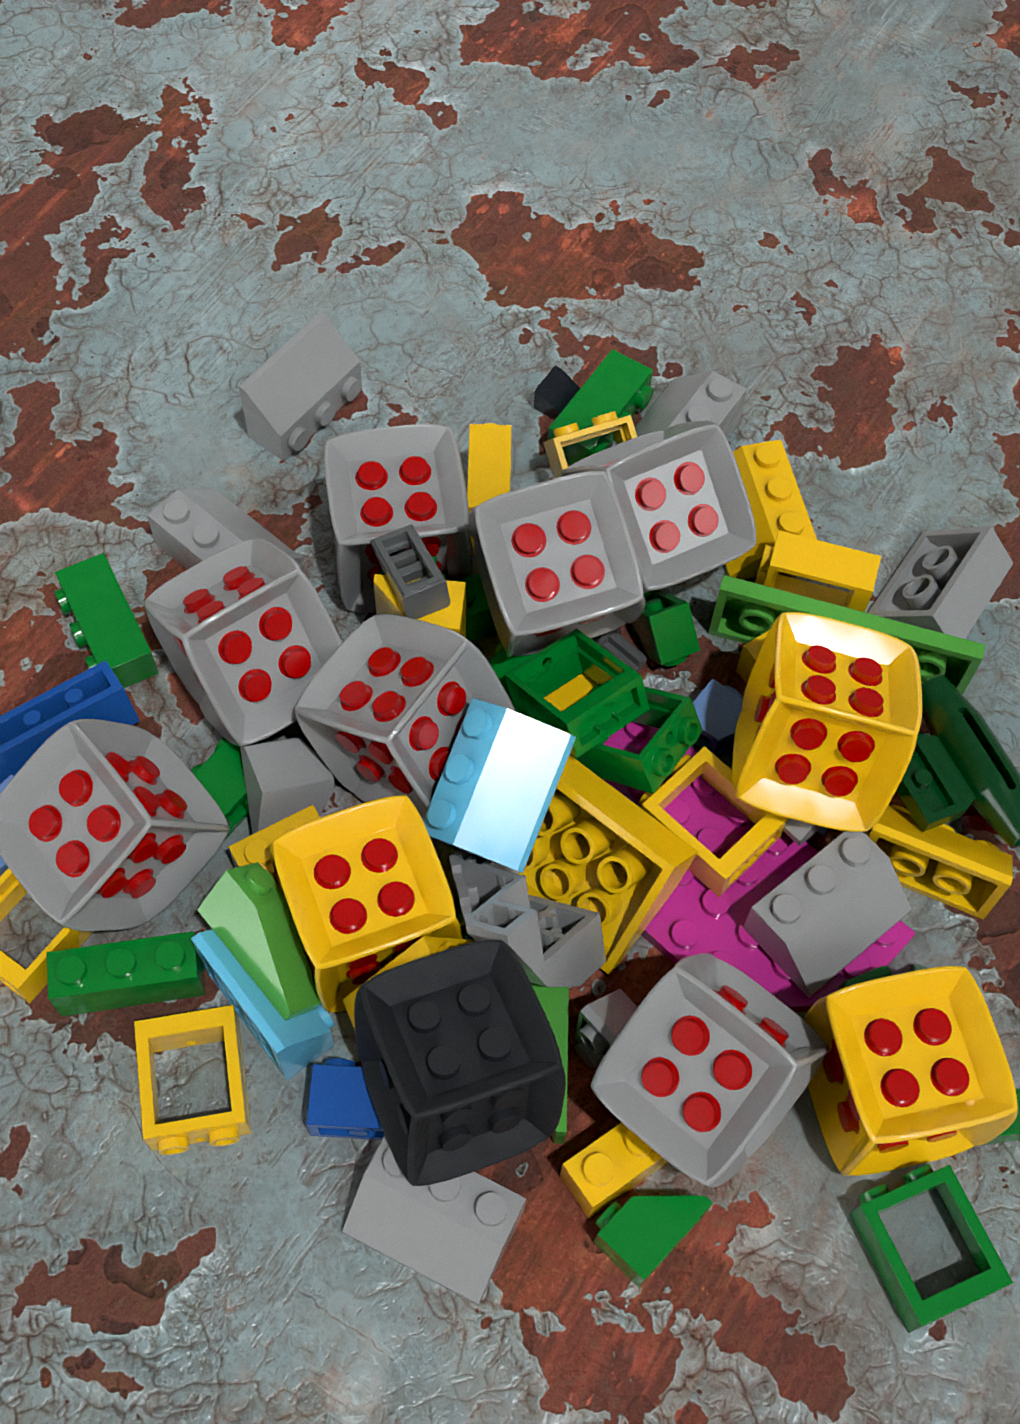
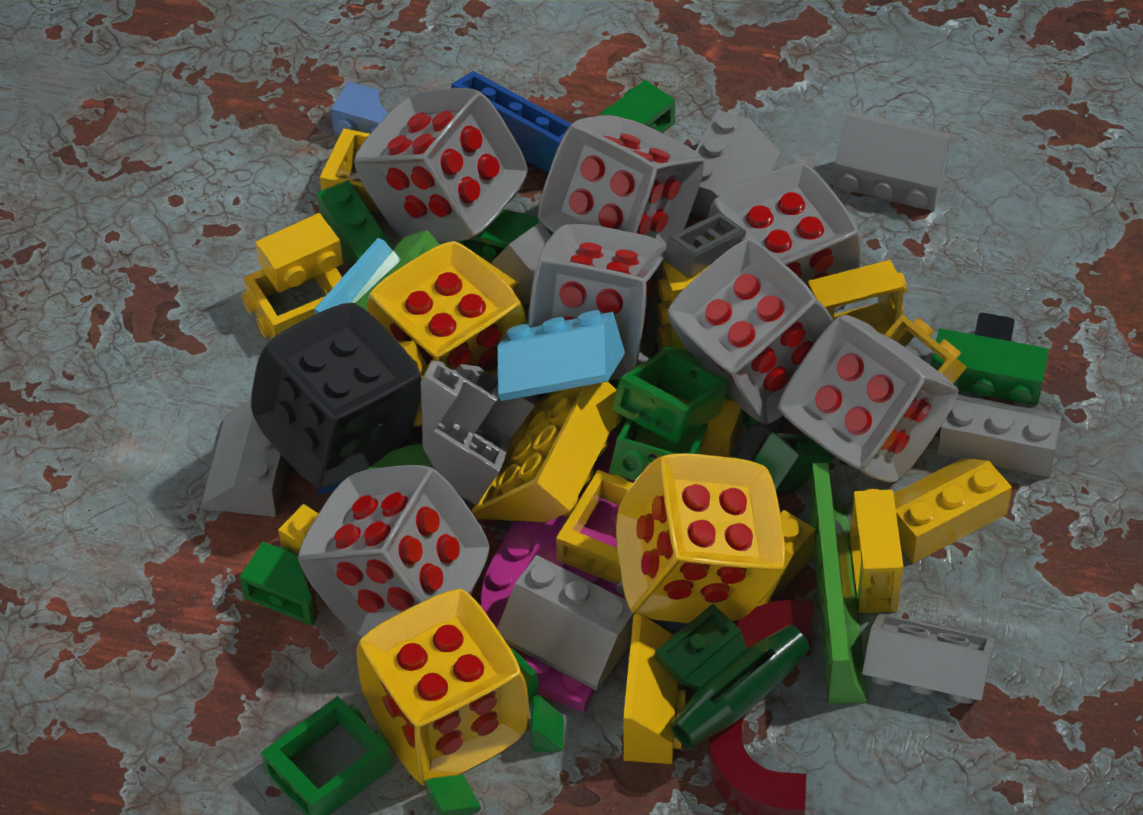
camera: 75 degrees right, 10 degrees down
(155, 1048) = (299, 252): none -> yellow brick

